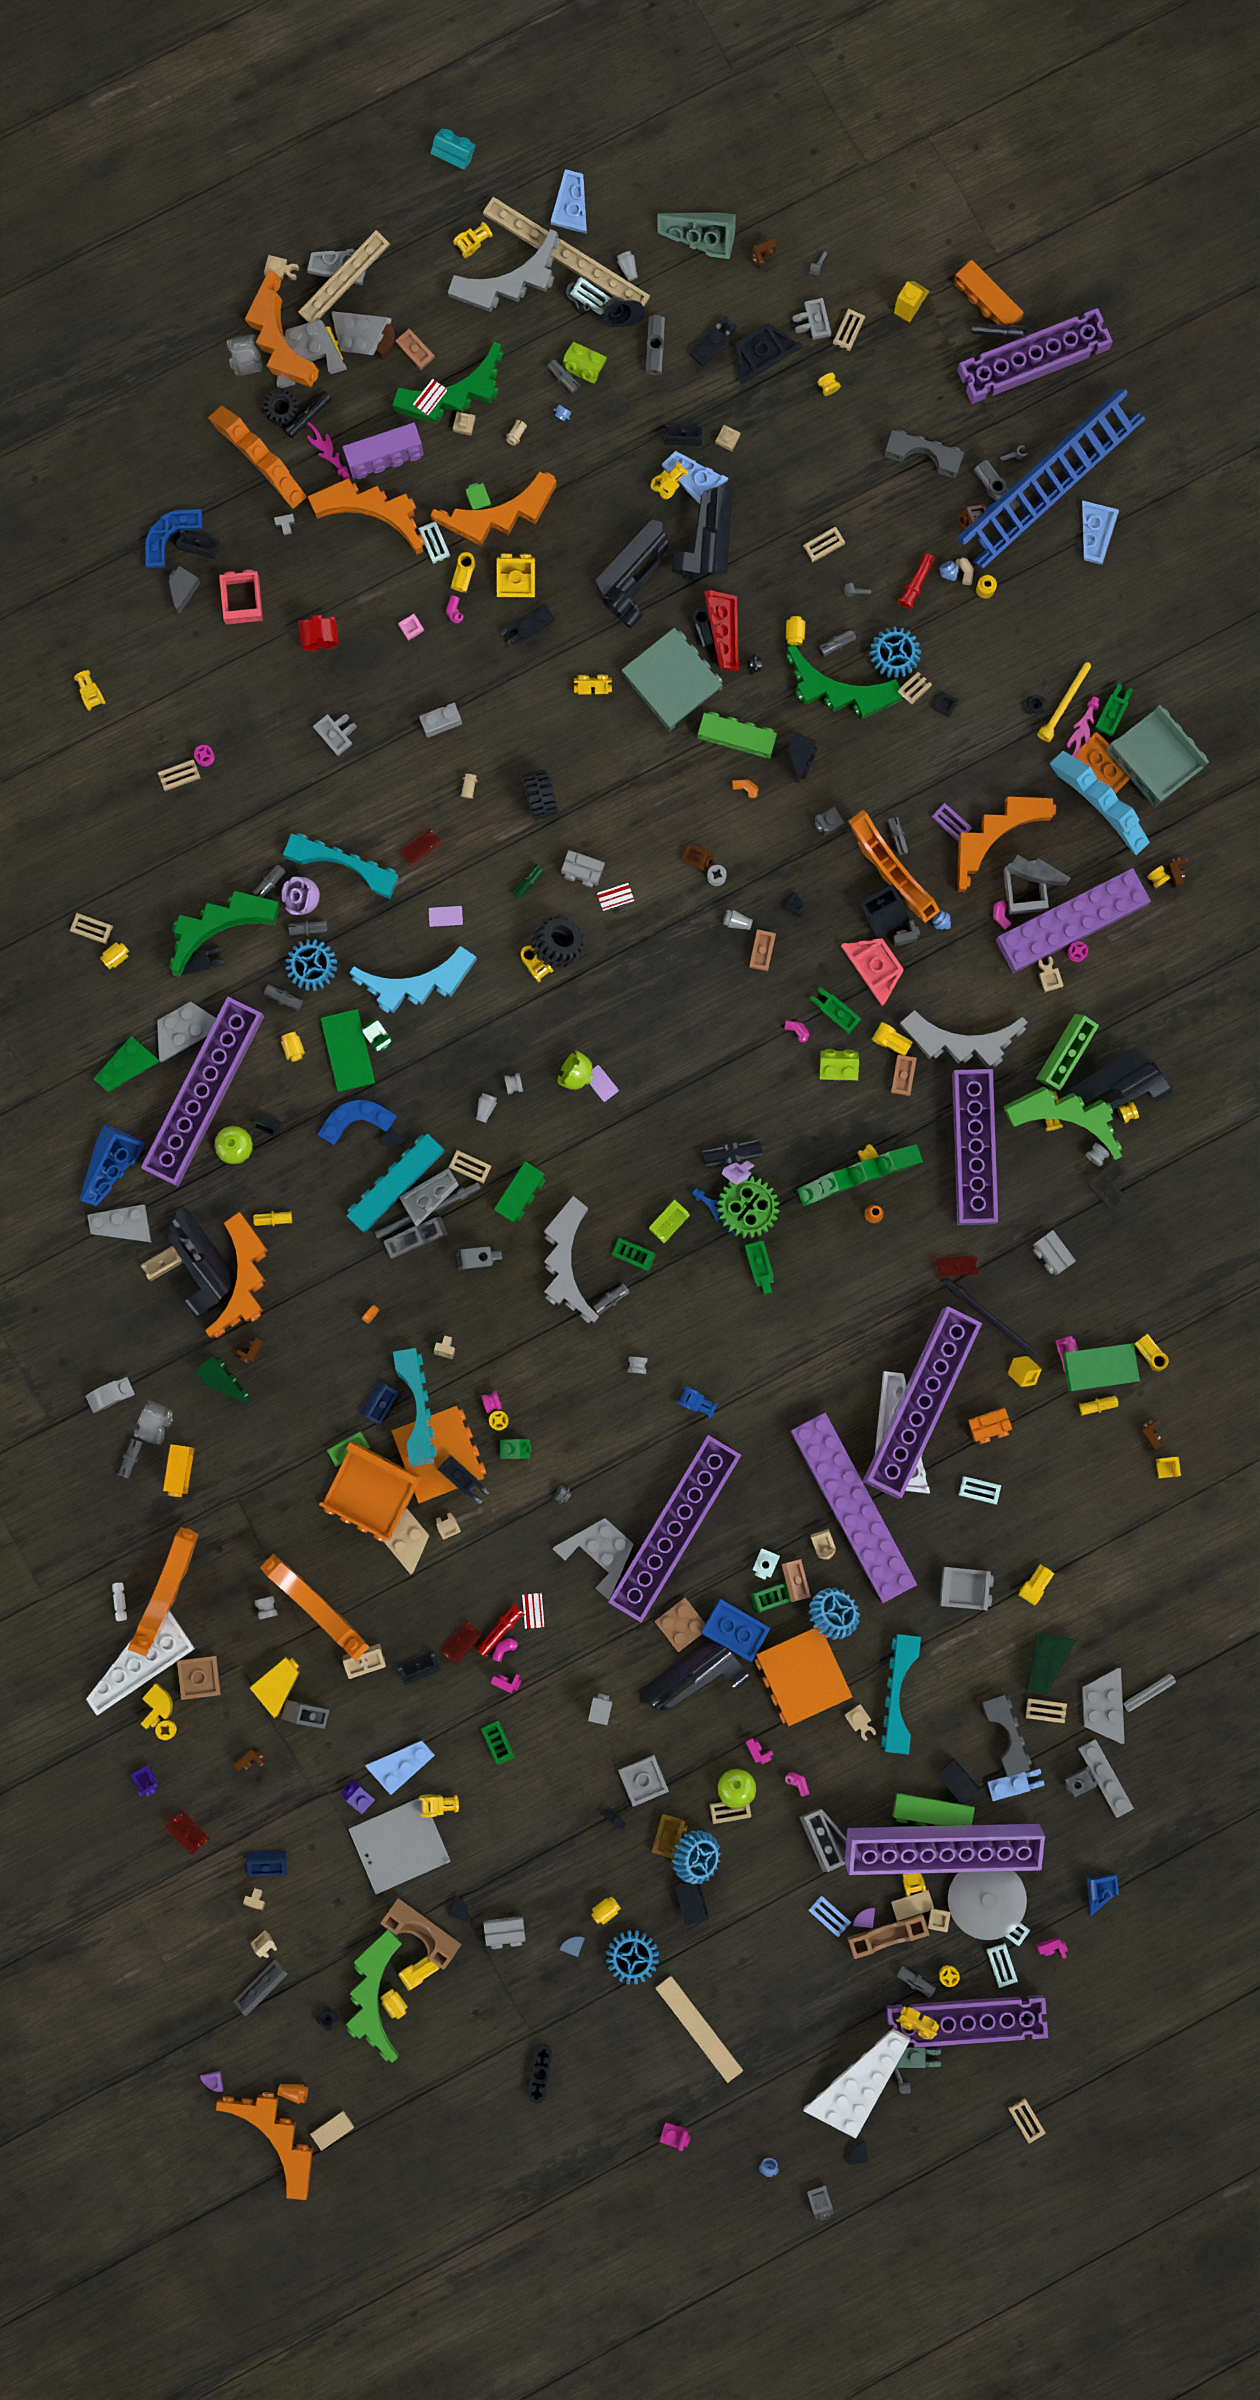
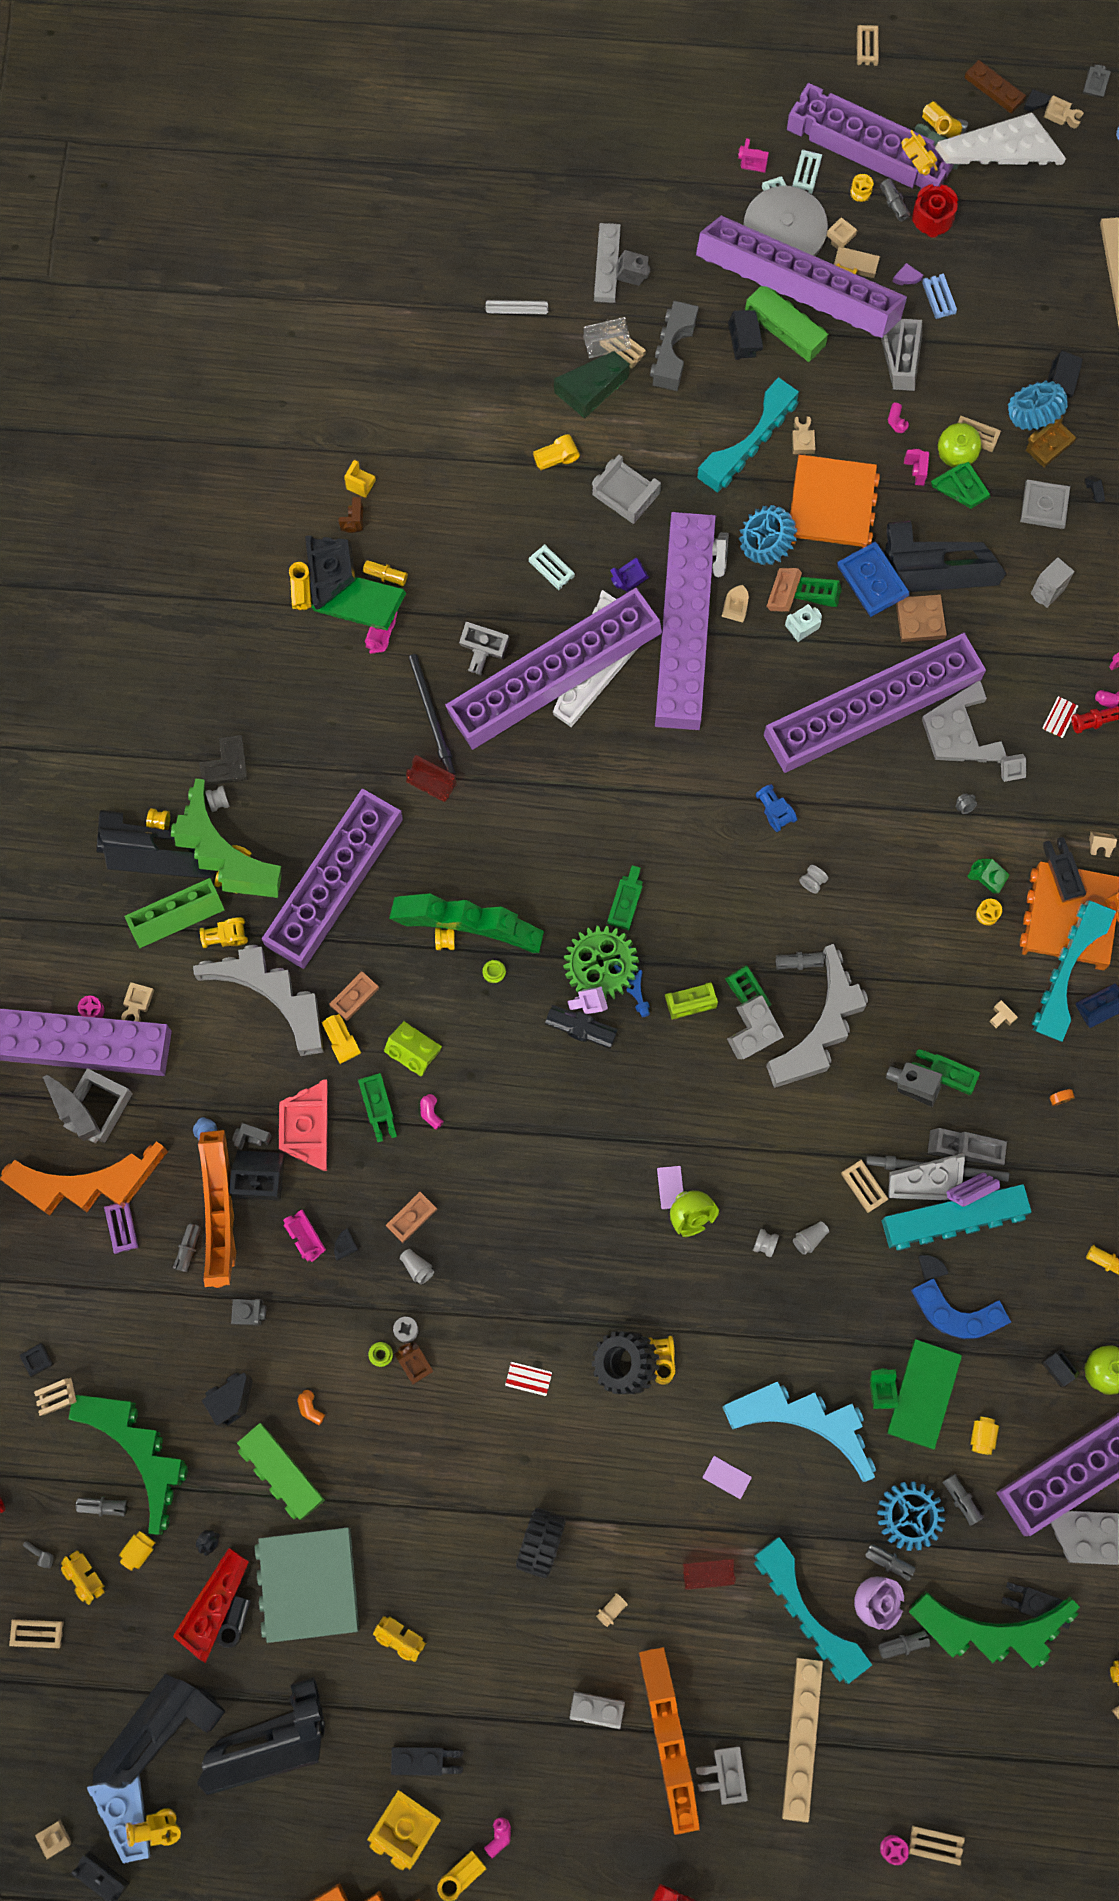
camera: 145 degrees left, 10 degrees down
(300, 785) = (802, 1740): none -> tan plate
(385, 729) = (669, 1741): none -> orange arch
(395, 1208) = (973, 1189): none -> medium lavender tile
(411, 627) = (561, 1850): bright pink tile -> none
(459, 1282) = (953, 1073): none -> green hinge
(491, 1402) = (986, 933): dark pink wheel -> none
(520, 1193) = (828, 1123): green brick -> none
(528, 881) = (613, 1455): dark green axle -> none
(544, 1544) = (1013, 767): none -> light grey plate
(582, 868) = (545, 1431): light grey brick -> none
(607, 1225) = (760, 1029): none -> light grey brick
(714, 1756) = (962, 485): none -> green wing
(720, 844) = (373, 1352): none -> lime plate
(812, 590) = (85, 1586): none -> yellow hinge
(819, 1155) = (494, 971): none -> lime plate
(832, 896) = (309, 1242): none -> dark pink hinge
(834, 2154) = (1060, 111): none -> tan plate
(861, 1577) = (720, 550): none -> hinge
(874, 1218) = (475, 883): orange cone -> none
(882, 1999) = (935, 209): none -> red brick
(889, 648) = (43, 1443): dark azure gear -> none
(890, 1934) = (917, 252): medium nougat arch -> none
(900, 2146) = (995, 86): none -> reddish brown plate
(917, 1517) = (629, 575): none -> dark purple bracket
(917, 2077) = (942, 120): none -> yellow piece
(988, 1392) = (483, 643): none -> light grey brick
(989, 1425) = (502, 615): orange brick -> none
(999, 914) = (142, 1098): dark pink arm -> none
(1013, 1785) = (709, 308): light blue hinge -> none
(1021, 1063) = (225, 933): none -> yellow connector
(1024, 1371) = (433, 644): yellow panel -> none
(1054, 1253) = (327, 733): light grey brick -> none
(1061, 1706) = (607, 337): none -> clear hinge
(1101, 1890) = (676, 179): blue slope -> none
(1104, 1706) = (565, 320): light grey wing -> none
(1140, 1379) = (329, 568): none -> black wing

